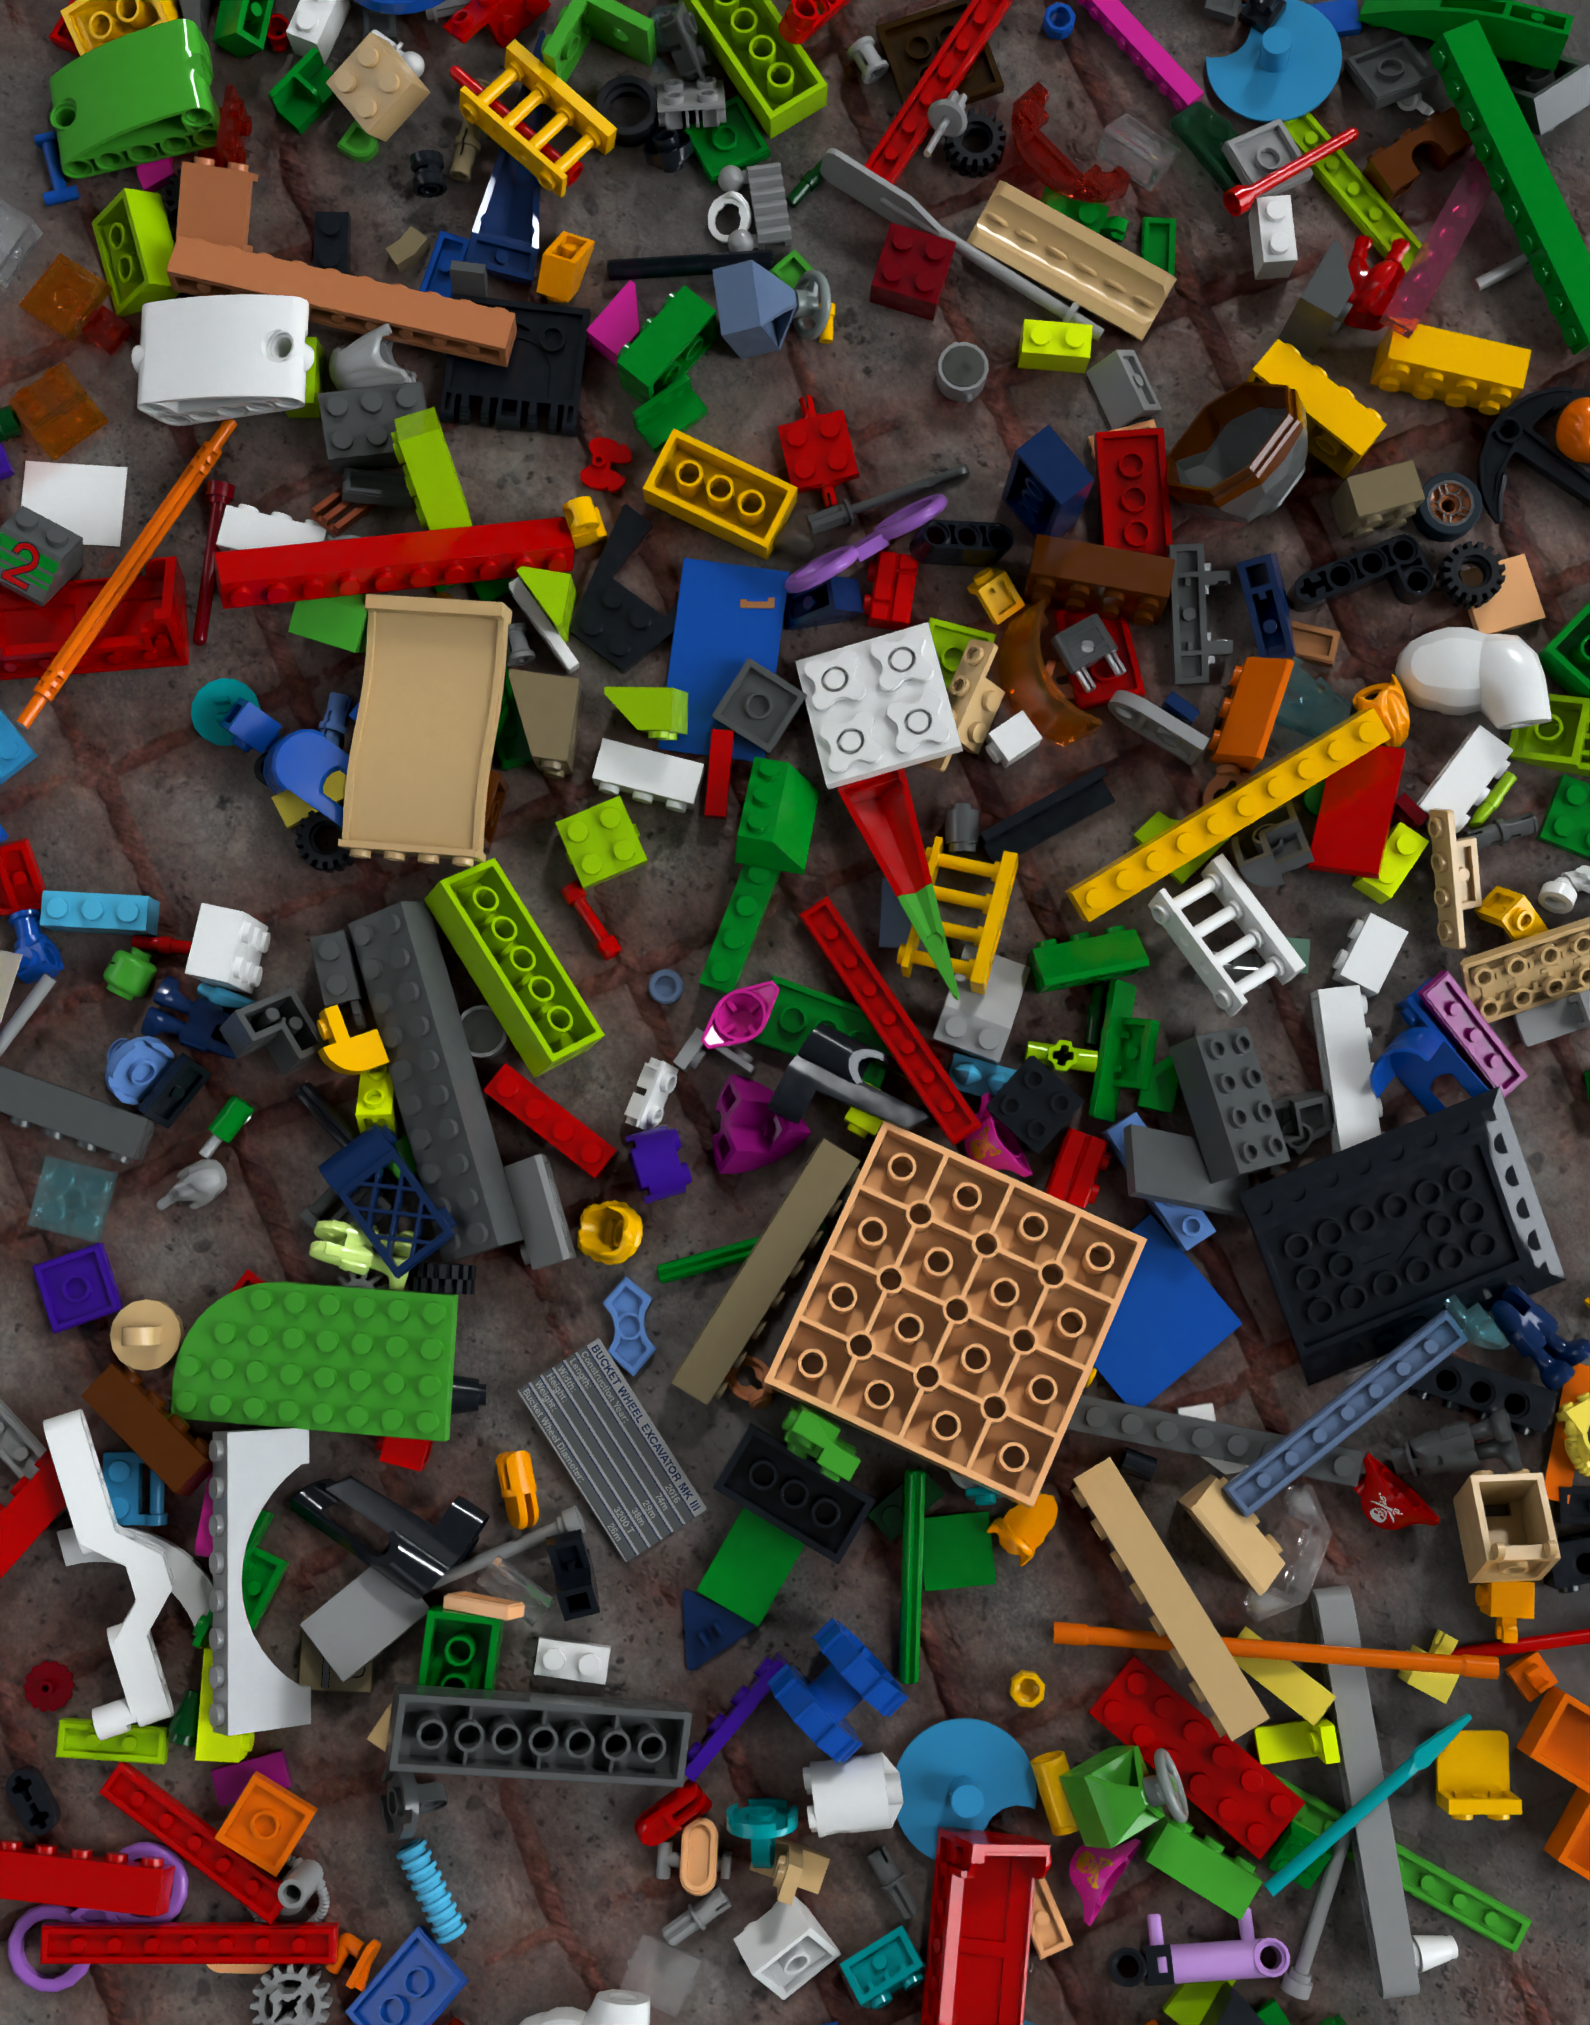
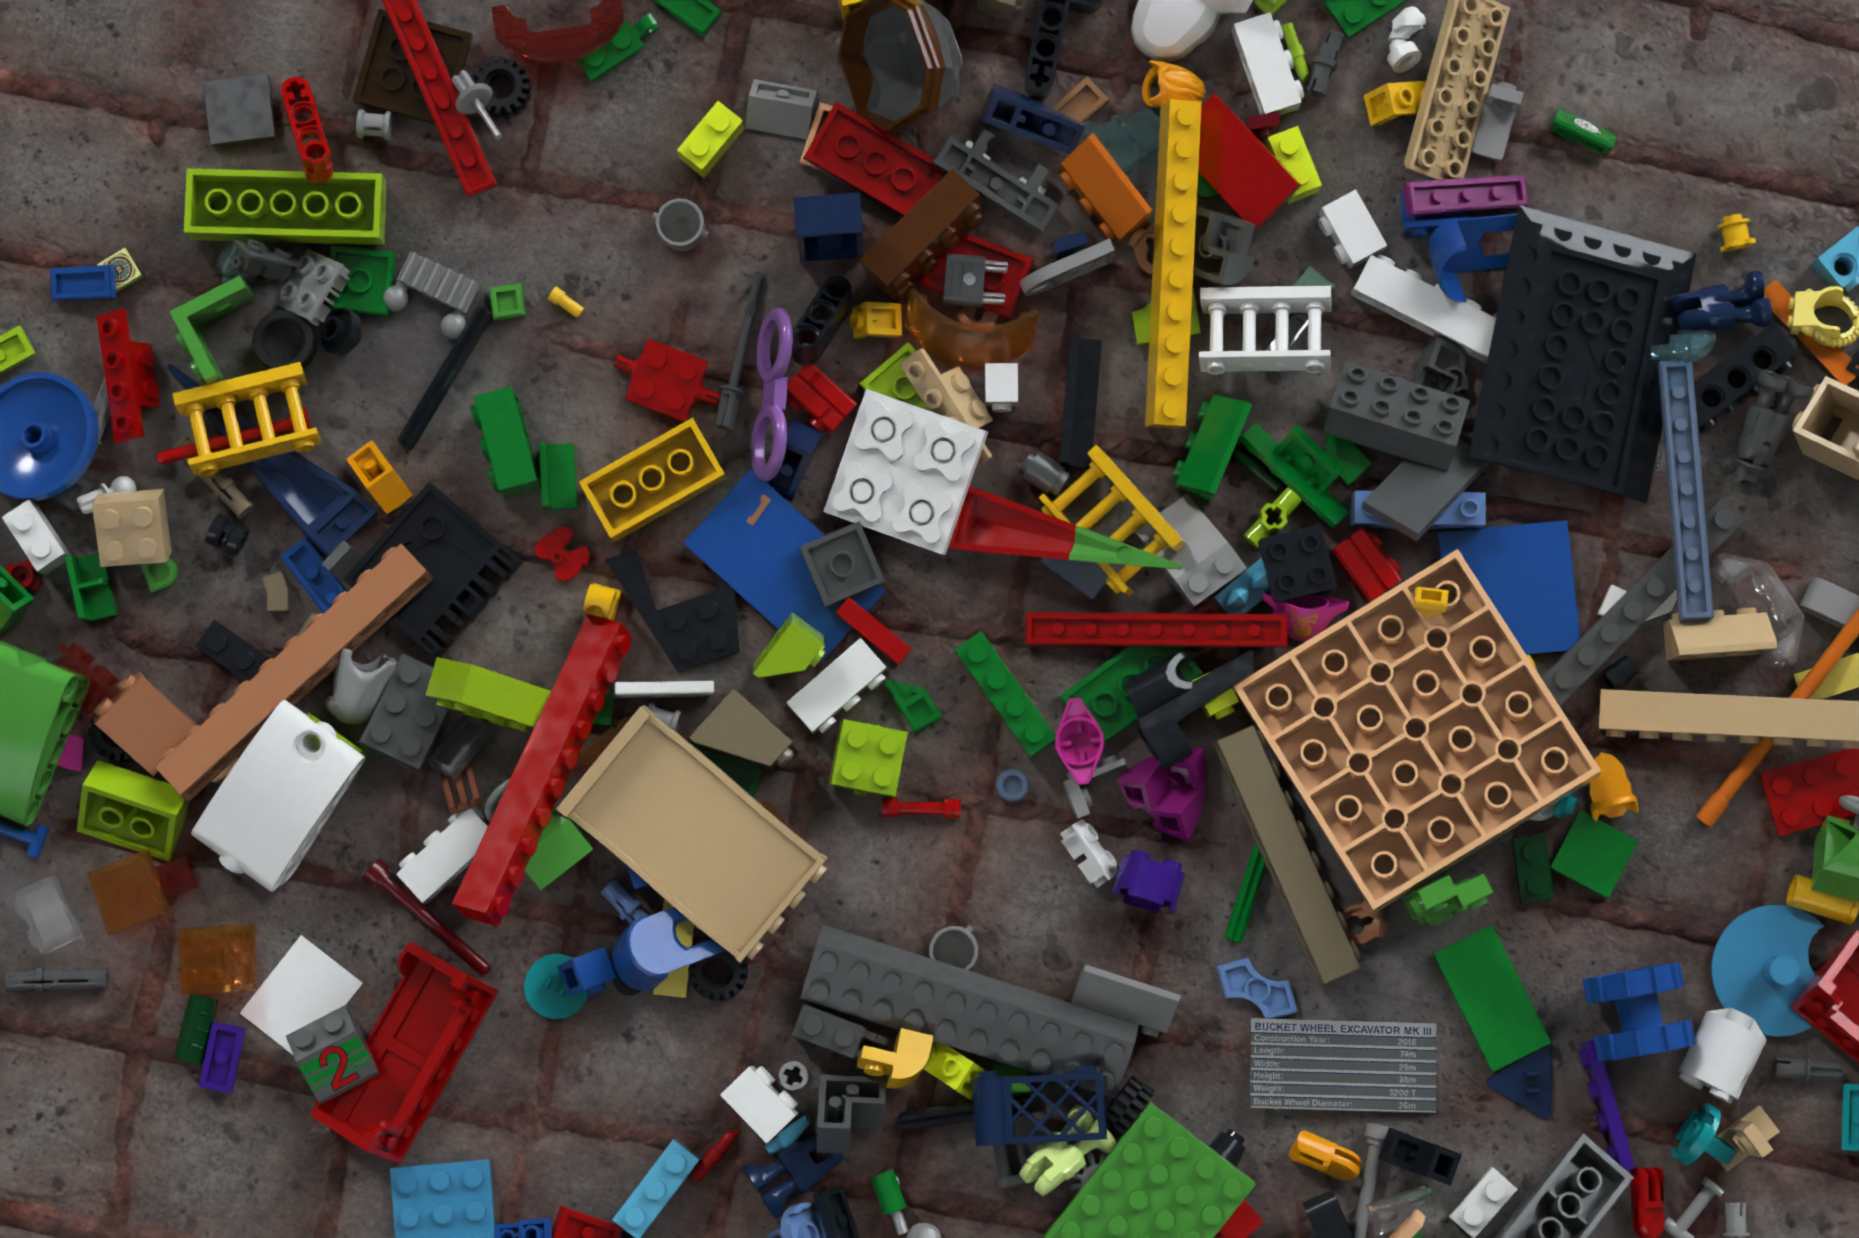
camera: 55 degrees left, 0 degrees up
(126, 573) = (397, 988): orange axle -> none
(130, 973) = (719, 1196): bright green head -> none
(272, 958) = (803, 1073): none -> light grey bush
(513, 967) = (922, 891): lime brick -> none
(551, 1121) = (1060, 942): red brick -> none
(553, 594) = (646, 666): lime slope -> none
(609, 1232) = (1175, 955): yellow hair -> none
(616, 324) = (460, 468): dark pink slope -> none
(679, 854) = (914, 704): none -> green tile
(699, 1857) = (1693, 1202): light nougat tile -> none
(718, 204) = (411, 322): white piece -> none
(759, 307) = (527, 349): sand blue piece -> none
(776, 818) = (942, 610): green slope -> none
(786, 1947) = (1802, 1181): white slope -> none
(793, 1494) = (1469, 946): black brick -> none
(807, 184) = (440, 238): dark green piece -> none
(906, 211) = (527, 178): light grey piece -> none
(911, 1576) = (1590, 900): green axle -> none
(912, 271) = (574, 208): dark red brick -> none
(1027, 1688) = (1731, 870): yellow tile -> none
(1071, 260) = (649, 79): tan plate -> none
(1082, 1245) = (1430, 601): none -> yellow slope
(1389, 1500) = (1771, 501): red hat -> none
(1456, 876) = (1338, 123): tan bracket -> none

